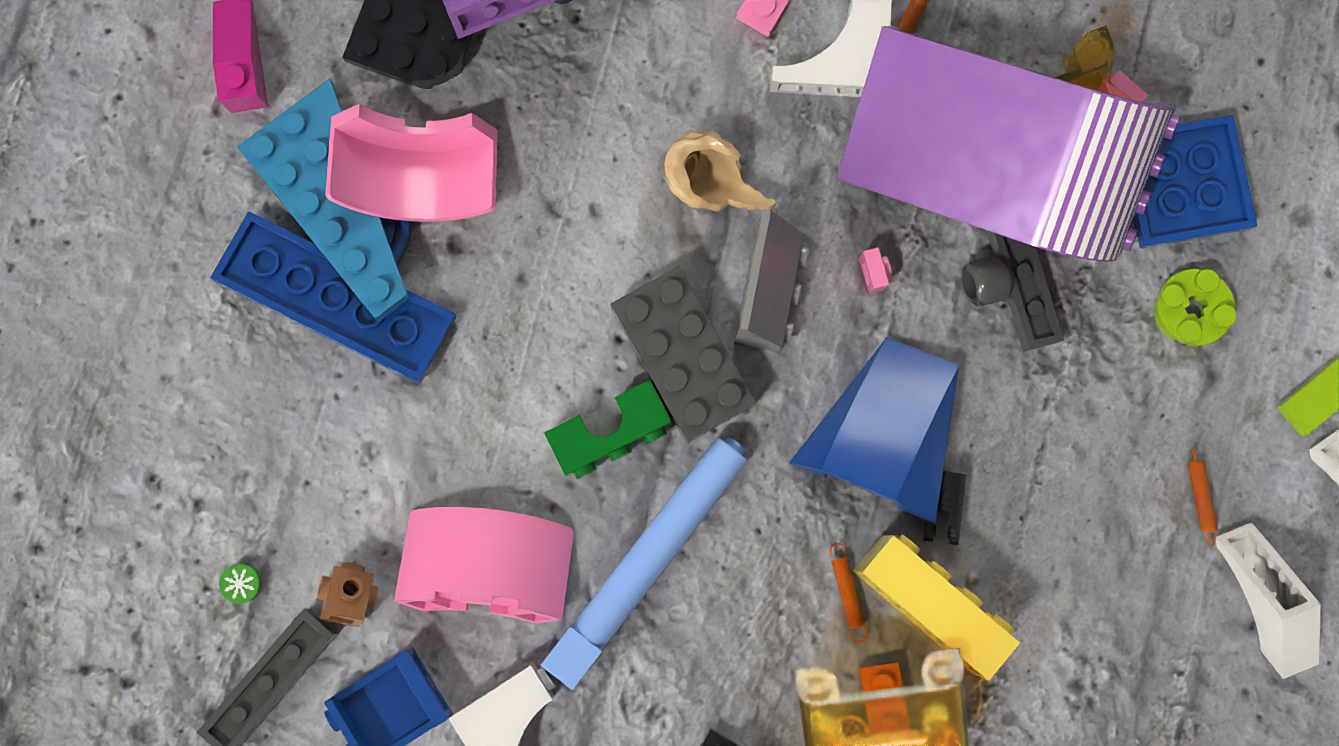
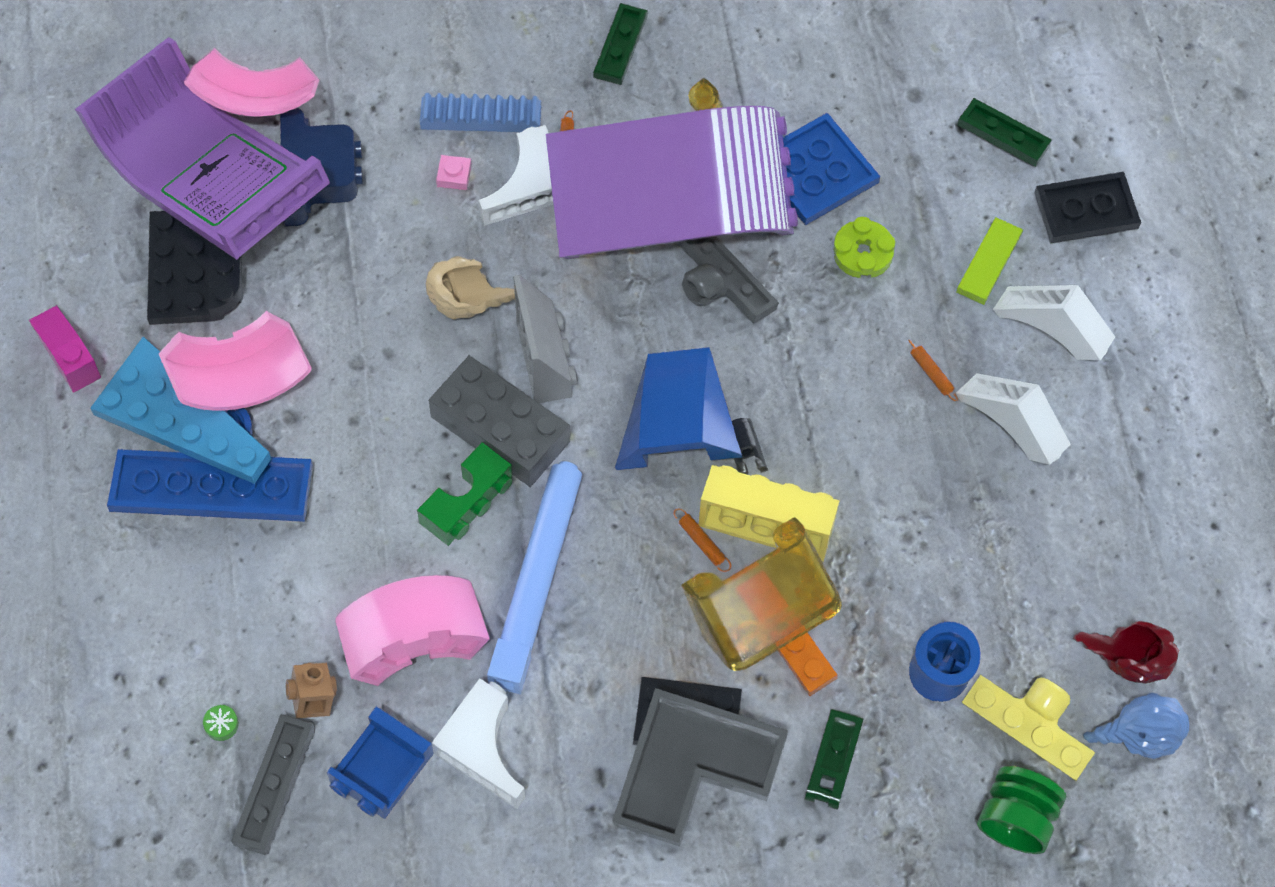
camera: 20 degrees left, 20 degrees down
(875, 270) = (617, 309): bright pink plate -> none

